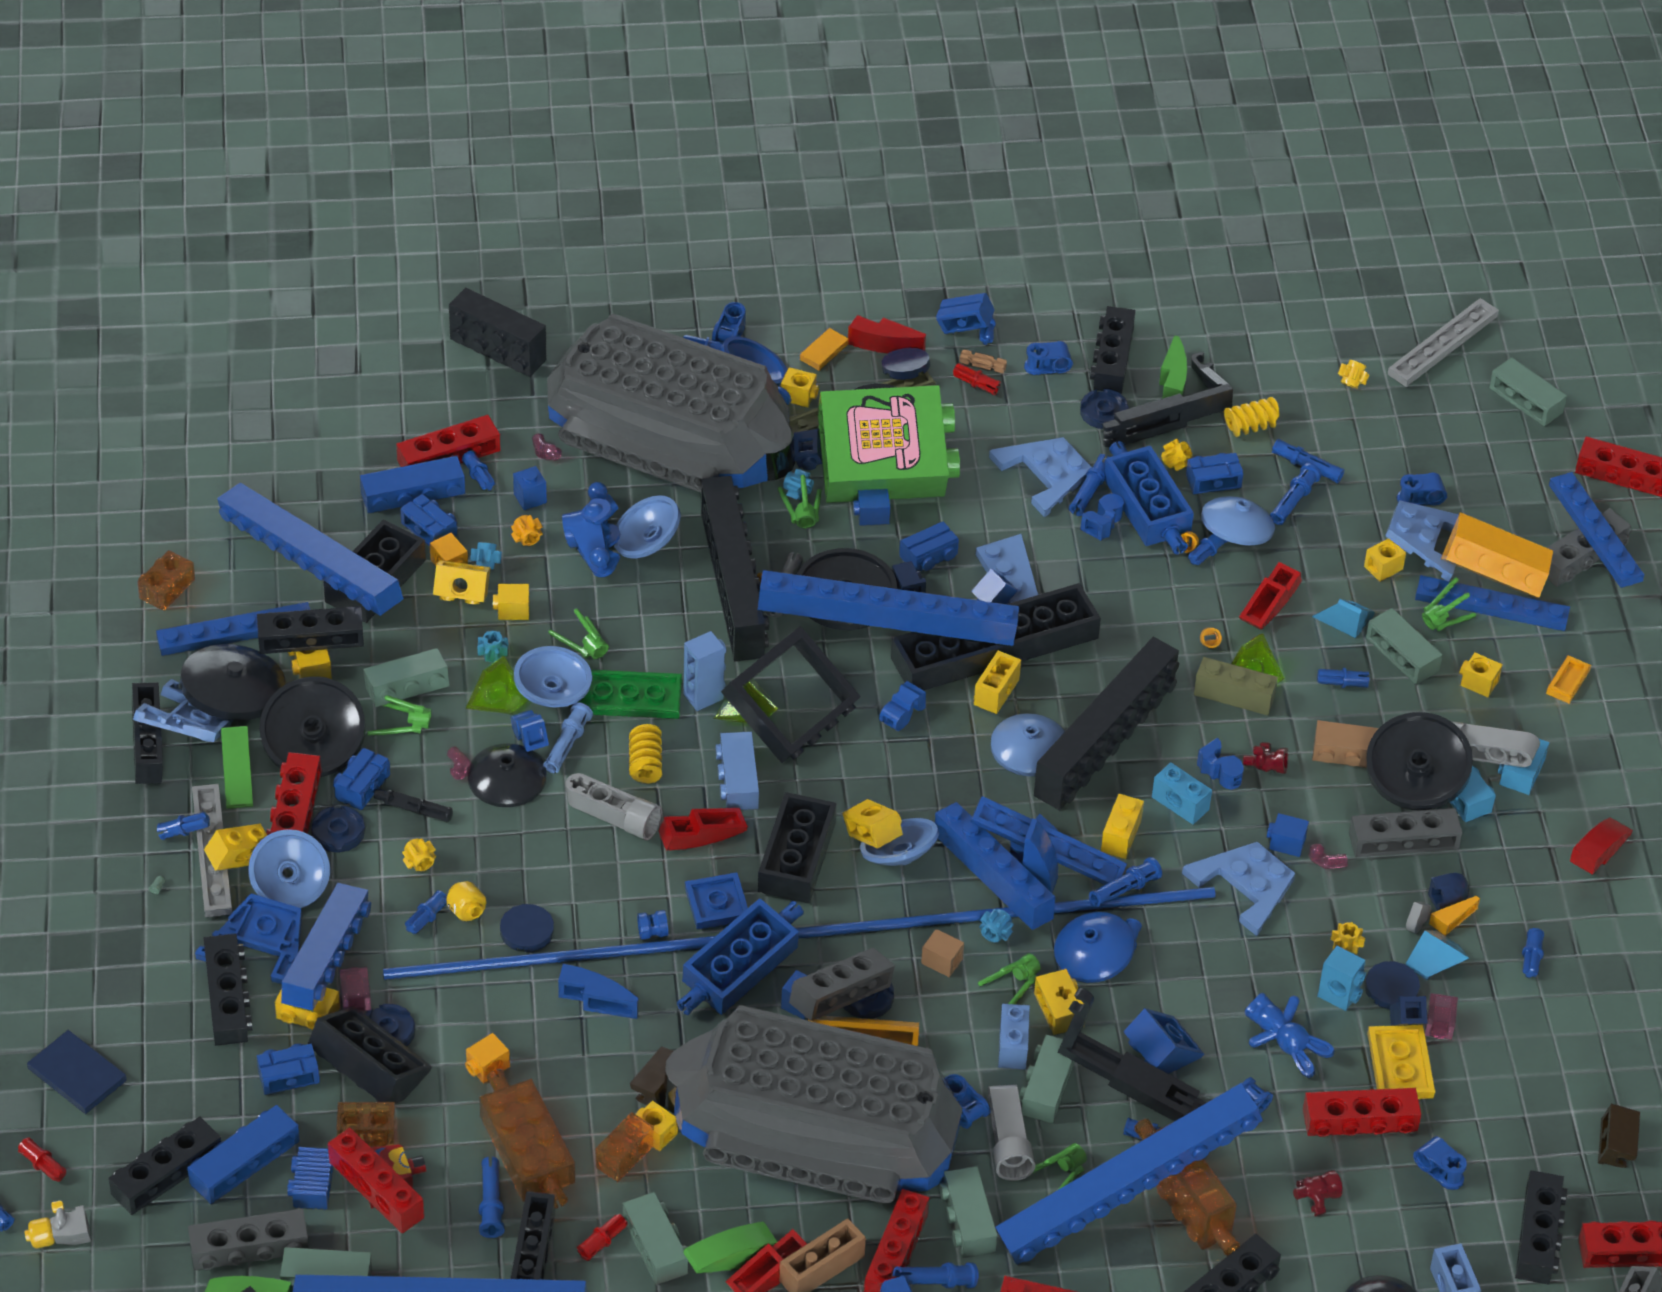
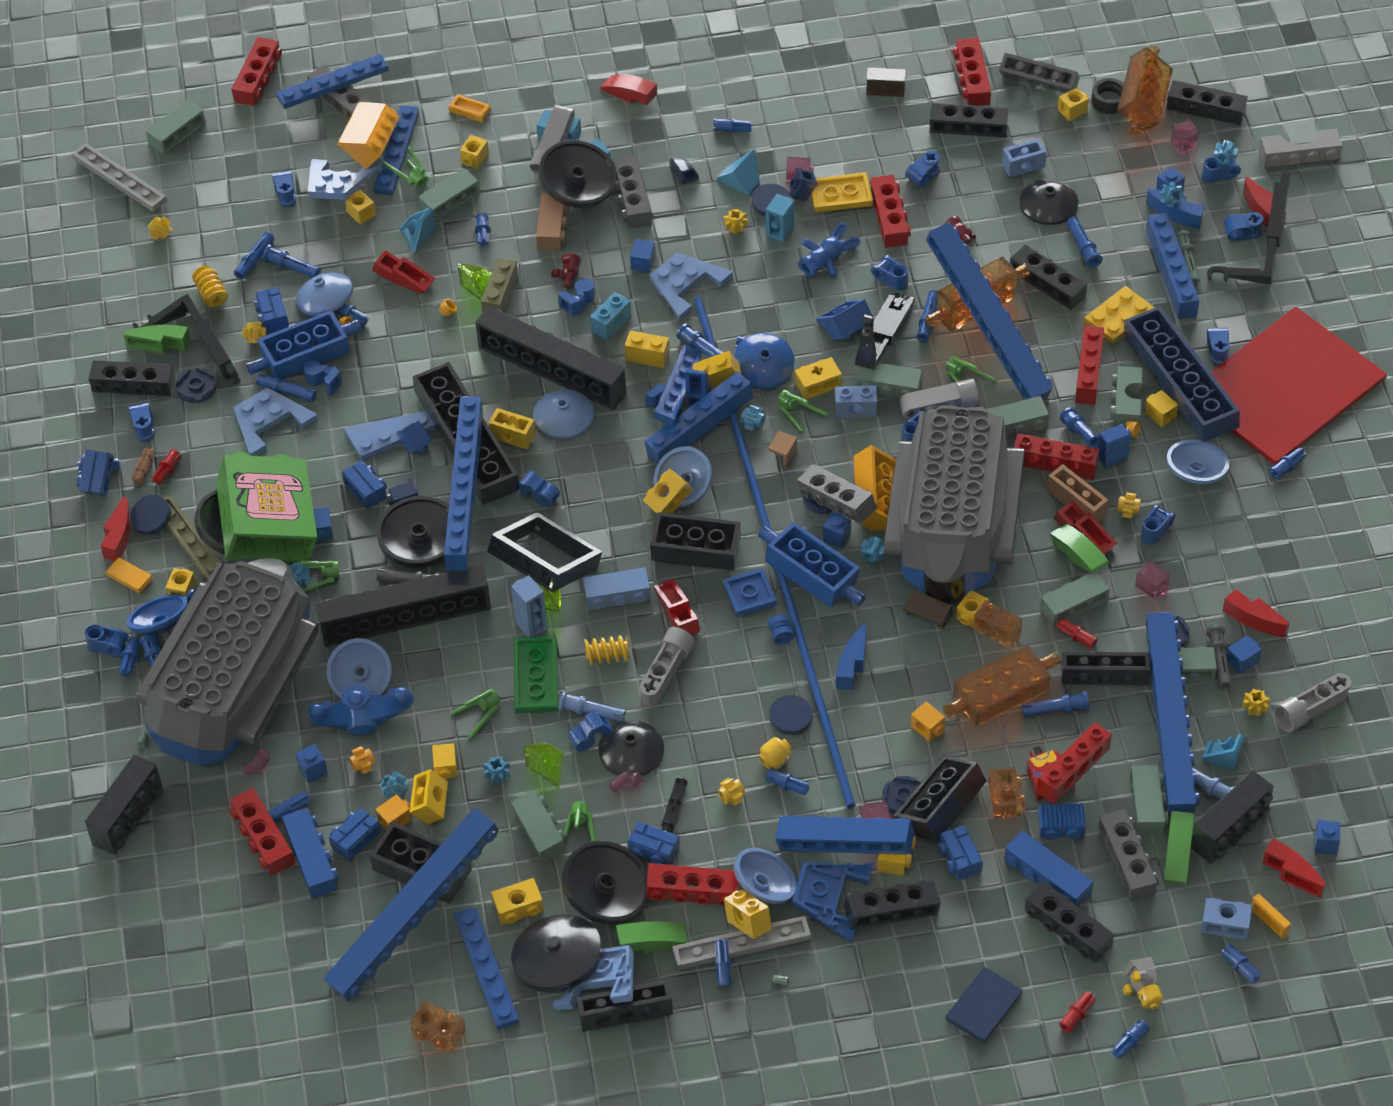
camera: 90 degrees left, 5 degrees up
(310, 630) = (504, 859): black brick -> none
(338, 828) = (704, 854): dark blue tile -> none
(552, 676) = (535, 717): medium blue dish -> none
(1071, 888) = (719, 367): none -> yellow brick
(1325, 861) = (660, 236): clear pink arm -> none
(1418, 916) = (709, 184): light grey tile -> none
(1451, 916) = (704, 167): light orange piece -> none

